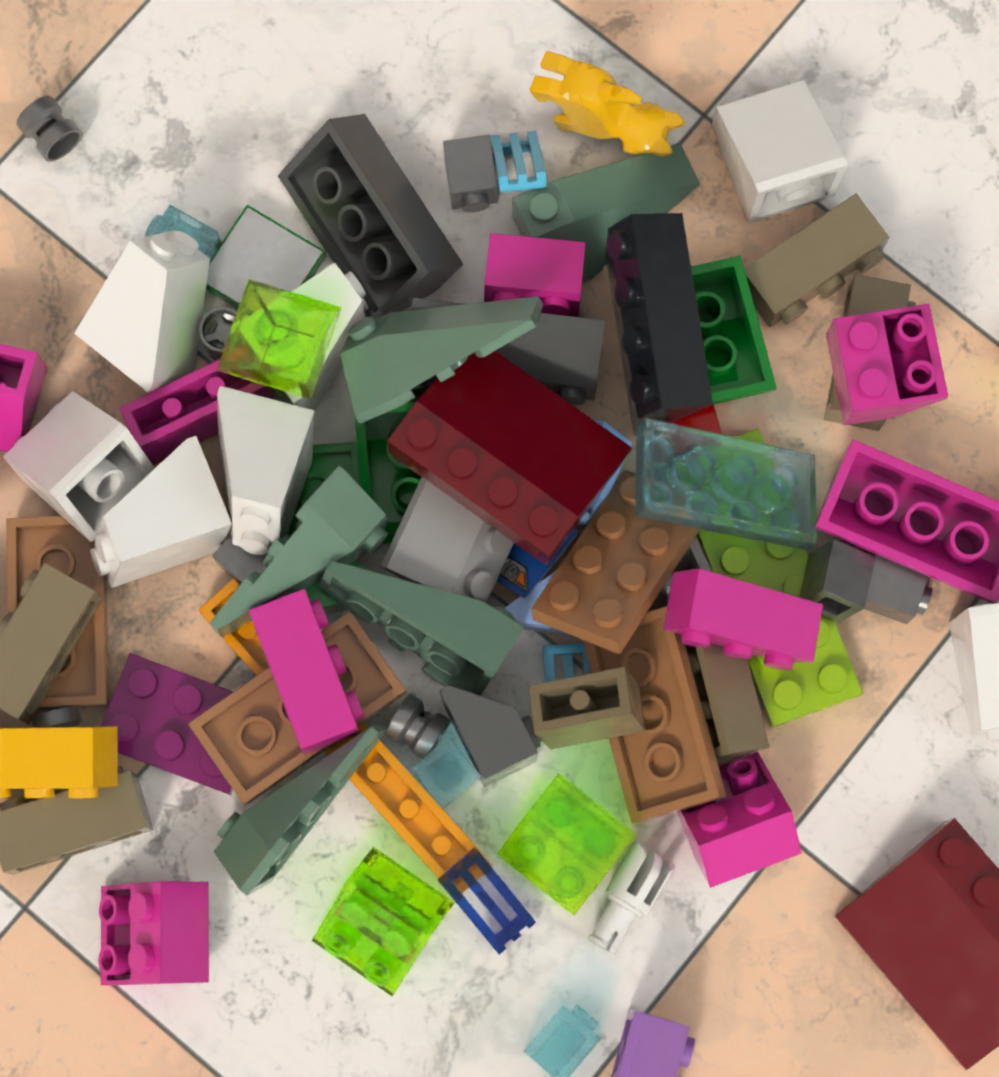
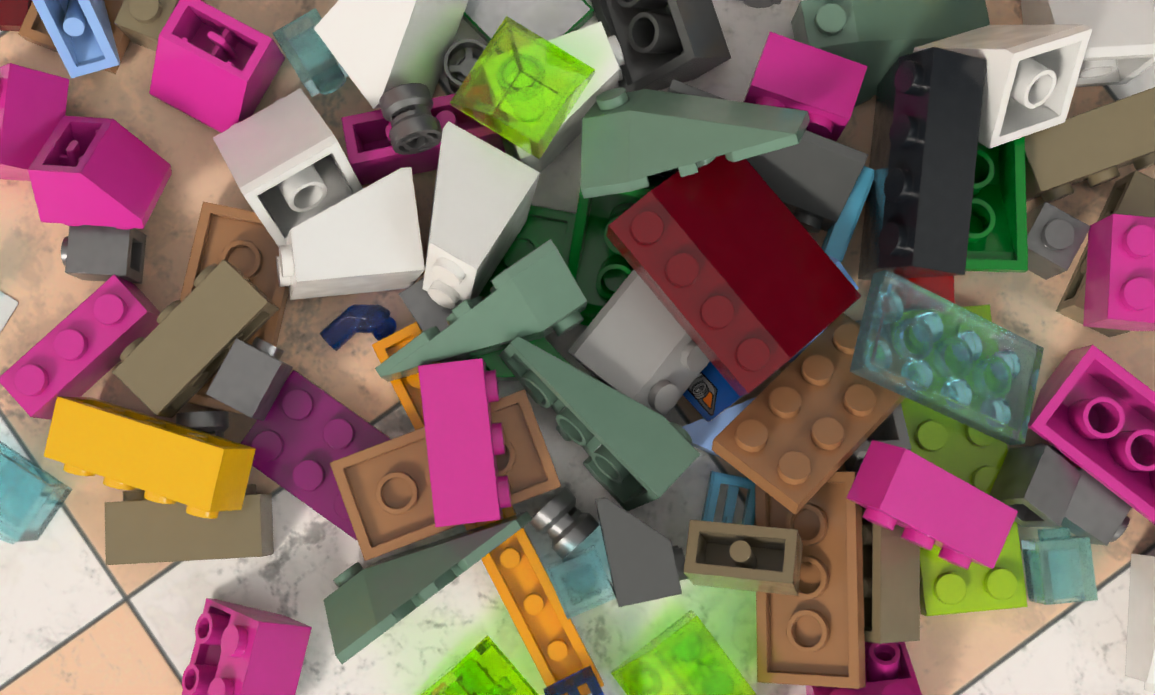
camera: 15 degrees right, 5 degrees up
(73, 358) = (310, 55): none -> clear light blue brick
(95, 666) = (250, 378): none -> flat silver brick
(177, 591) = (359, 319): none -> clear blue arm
(185, 393) = (411, 119): none -> flat silver wheel
(607, 377) = (841, 232): none -> medium azure tile
(724, 217) = (1026, 76): none -> white slope
(795, 356) = (1052, 240): none -> flat silver brick
(880, 649) = (1059, 567): none -> clear light blue brick

